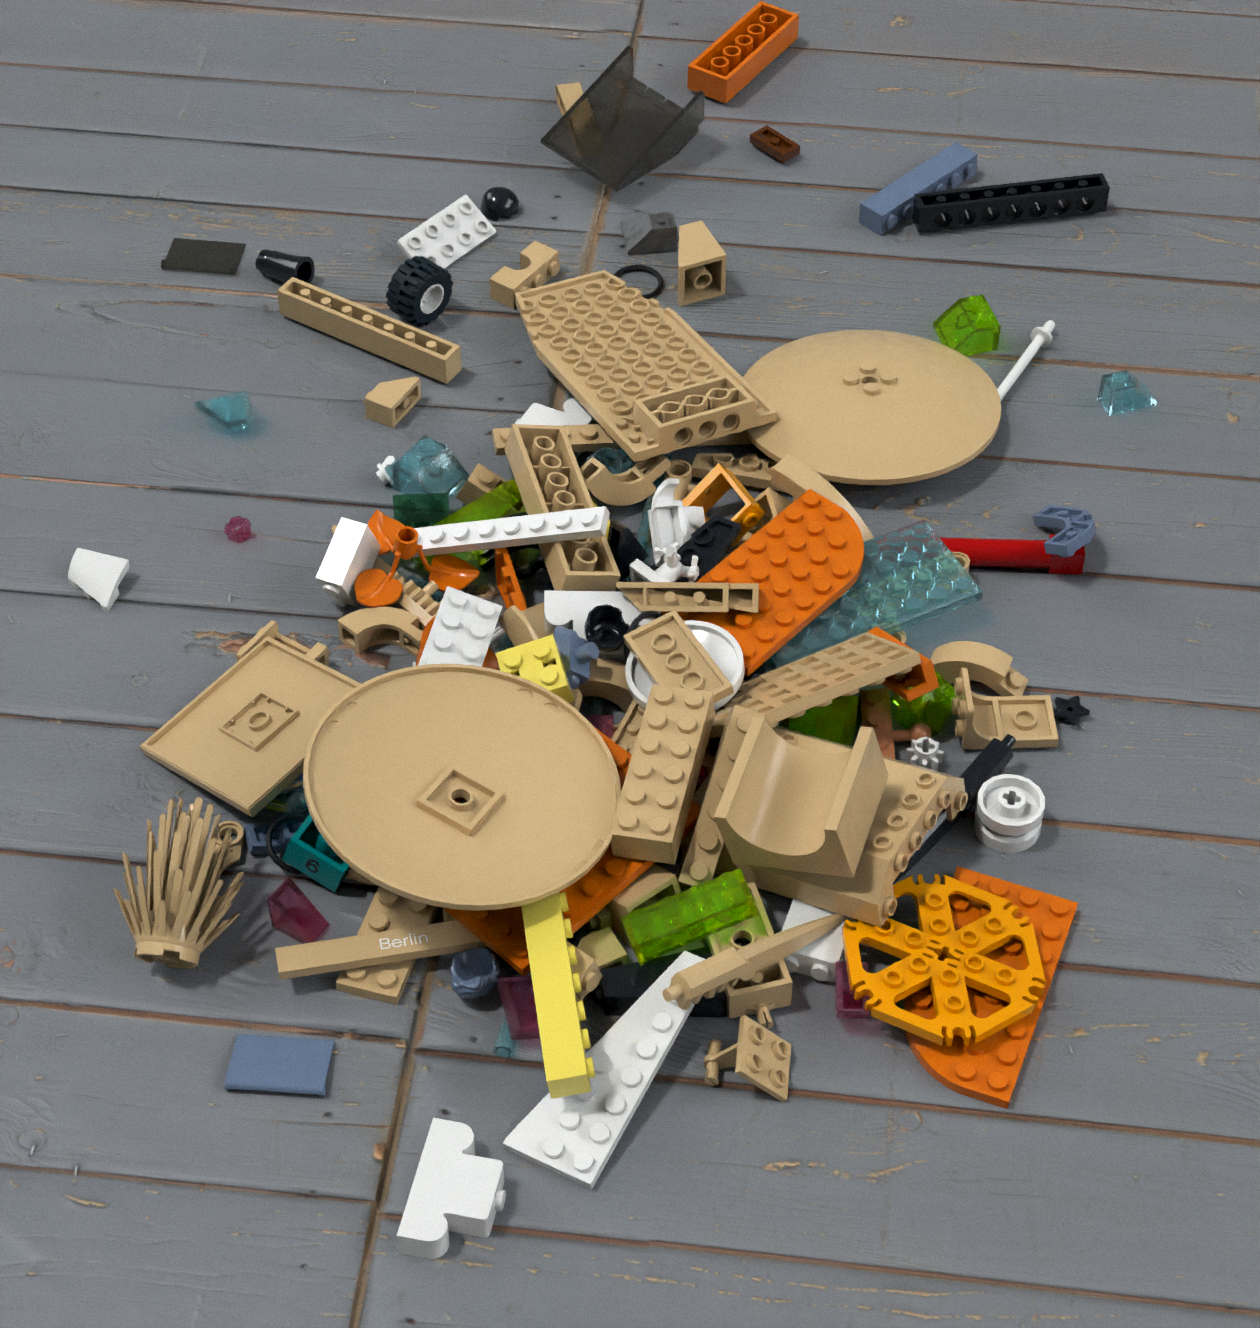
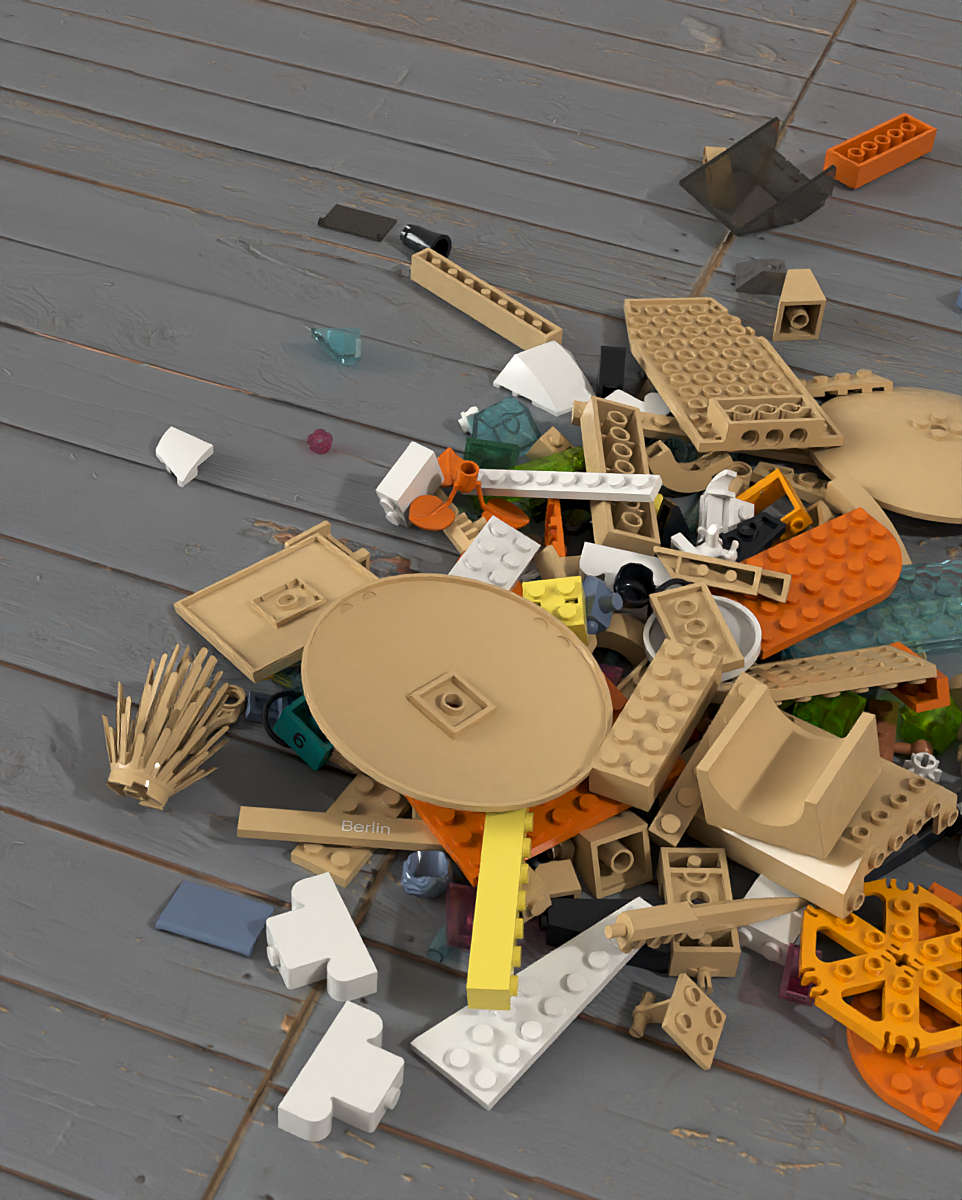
camera: 10 degrees right, 5 degrees down
(295, 914) = (270, 780): clear pink slope -> none
(380, 626) = (422, 547): tan arch -> none
(390, 1065) = (320, 942): none -> white brick
(392, 400) = (487, 363): tan slope -> none
(419, 291) = (538, 279): black wheel -> none
(448, 234) = (575, 245): white bracket -> none
(456, 403) = (546, 377): none -> white wedge
(499, 202) = (630, 227): black hair -> none
(521, 385) = (610, 370): none -> black slope
(537, 266) = (651, 282): tan arch -> none
(644, 268) = (748, 304): black tyre -> none
(689, 916) = (651, 864): clear neon green brick -> none
(757, 346) = (838, 385): none -> tan wing
(774, 144) = (891, 227): reddish brown plate -> none

